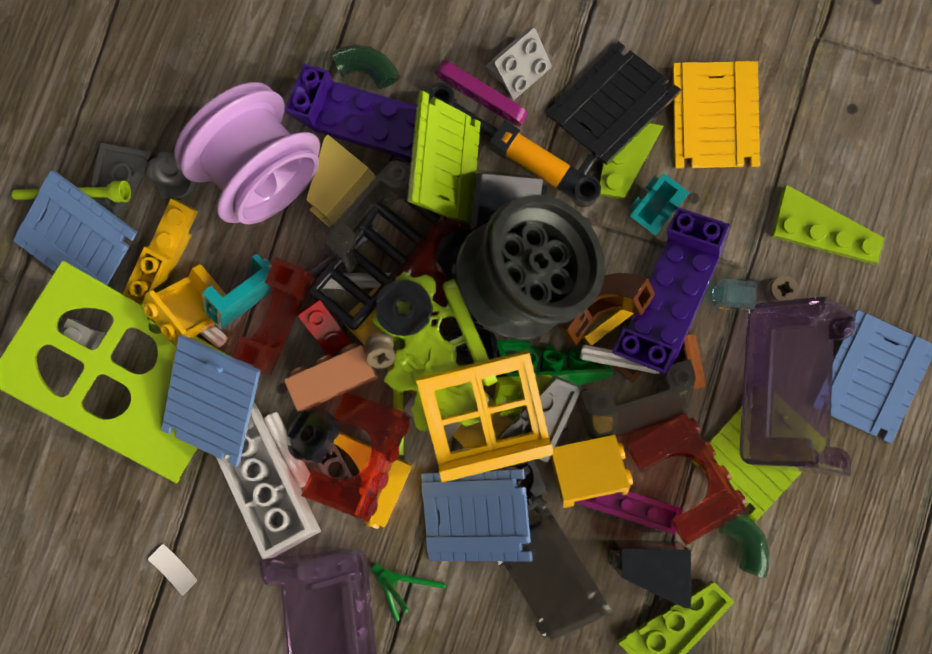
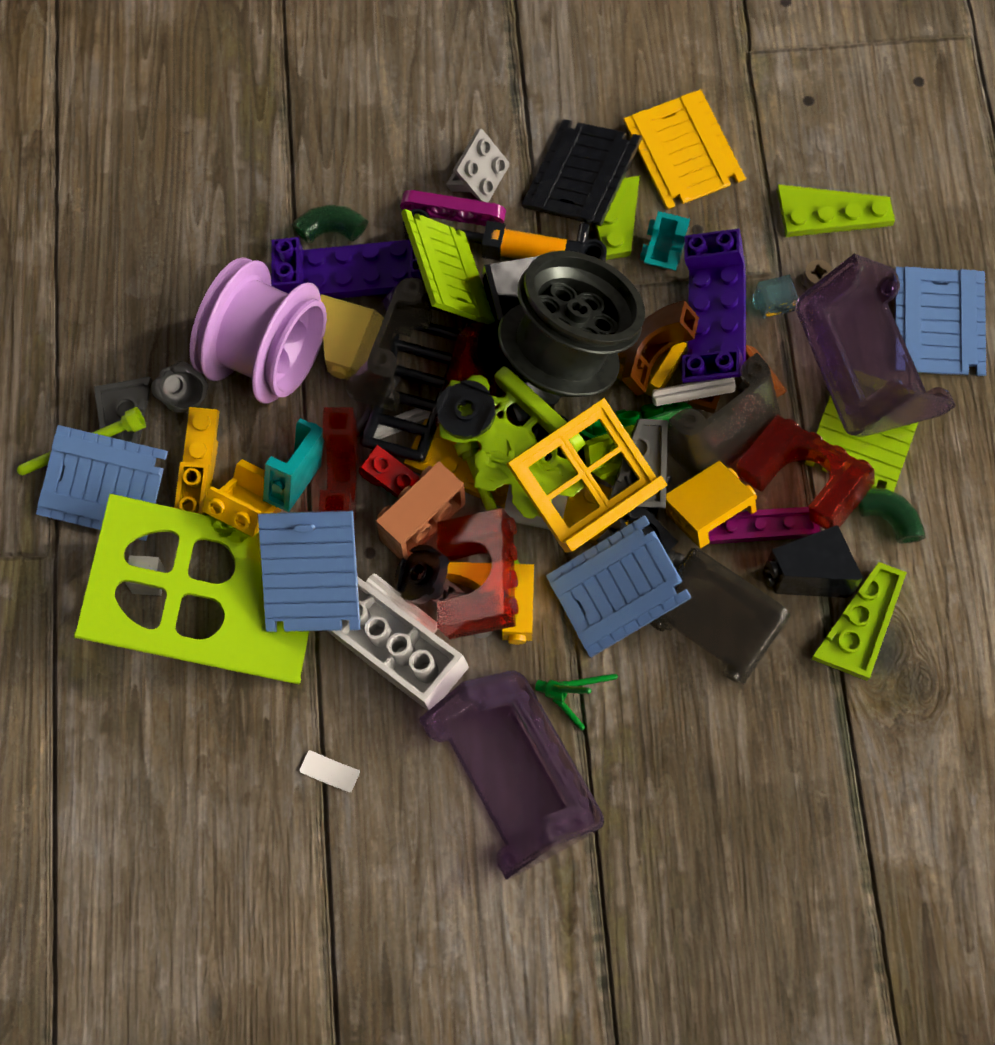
camera: 25 degrees left, 15 degrees down
(380, 350) = (454, 453): dark tan wheel -> none

